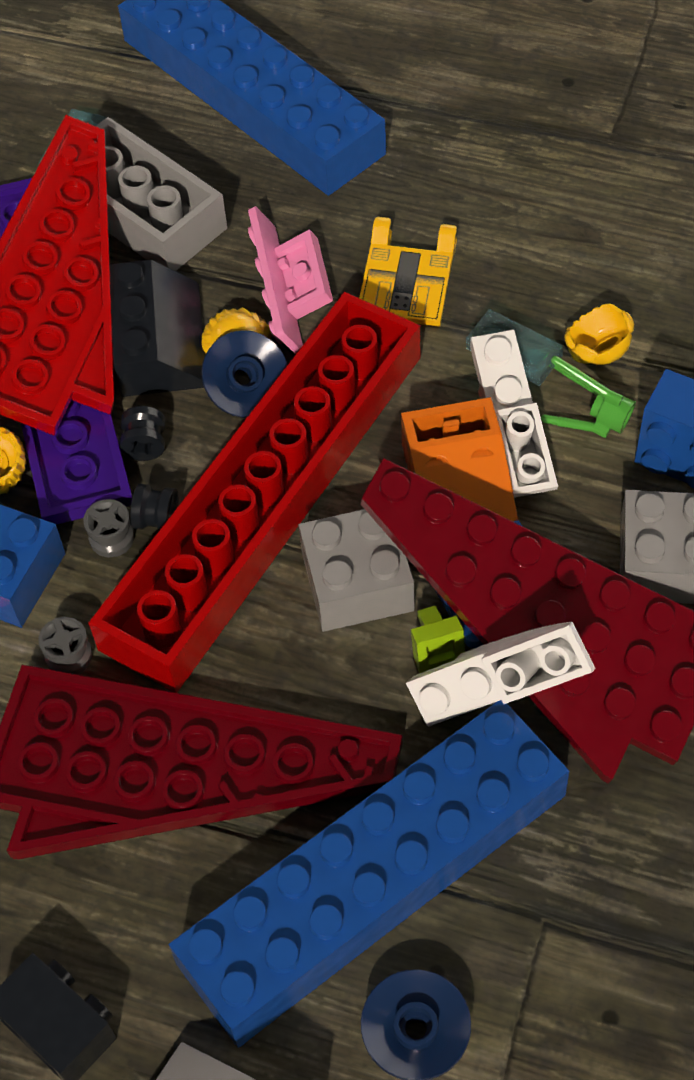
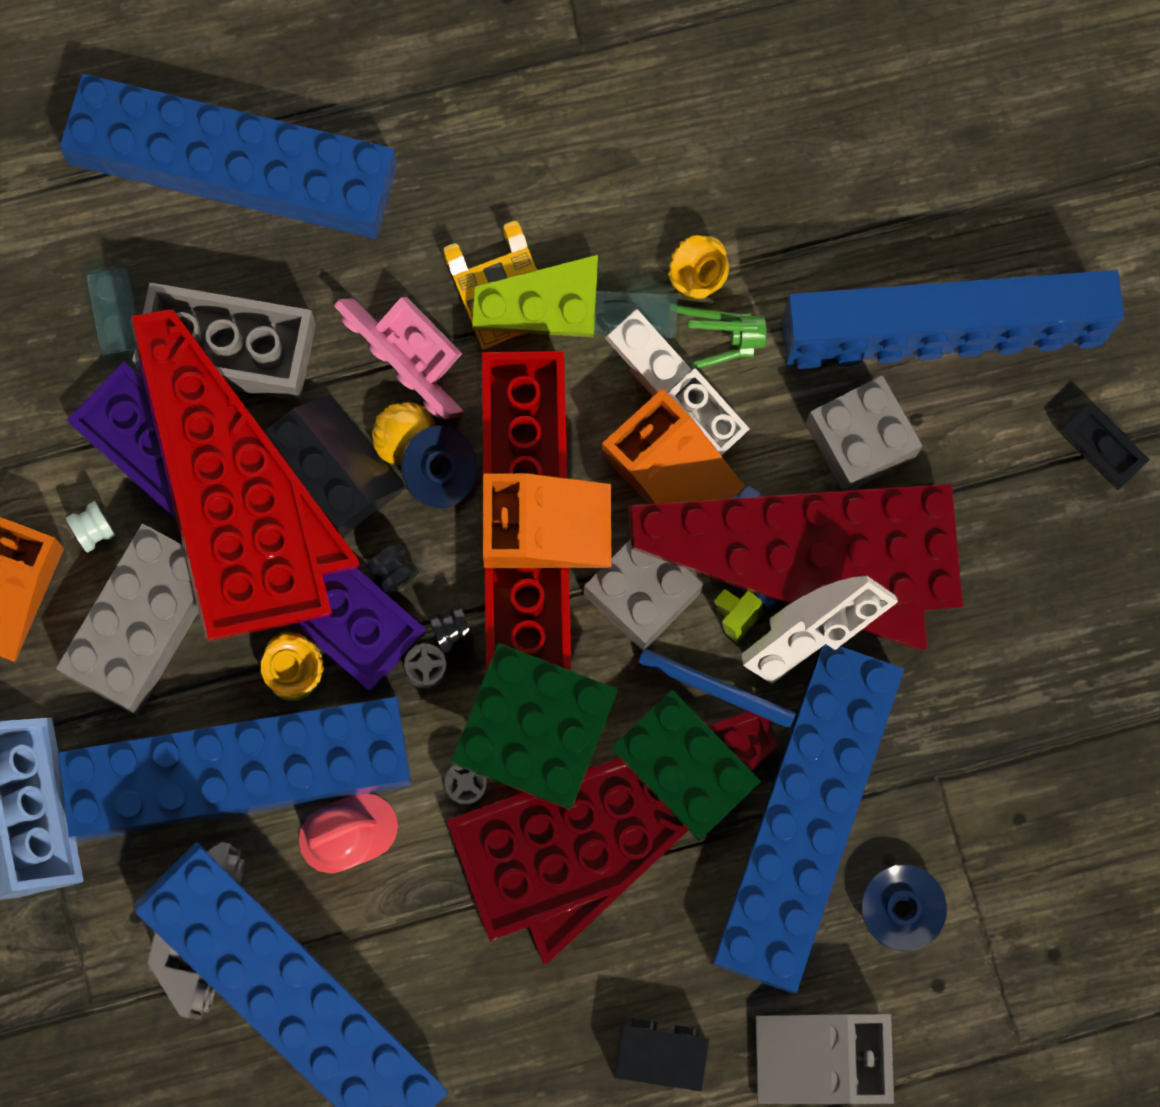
camera: 40 degrees left, 20 degrees up
(155, 611) = (534, 726): none -> dark green plate
(282, 744) = (685, 765): none -> dark green plate
(291, 435) = (545, 522): none -> orange slope
(367, 694) = (718, 688): none -> blue bar
(433, 296) = (541, 302): none -> lime wing

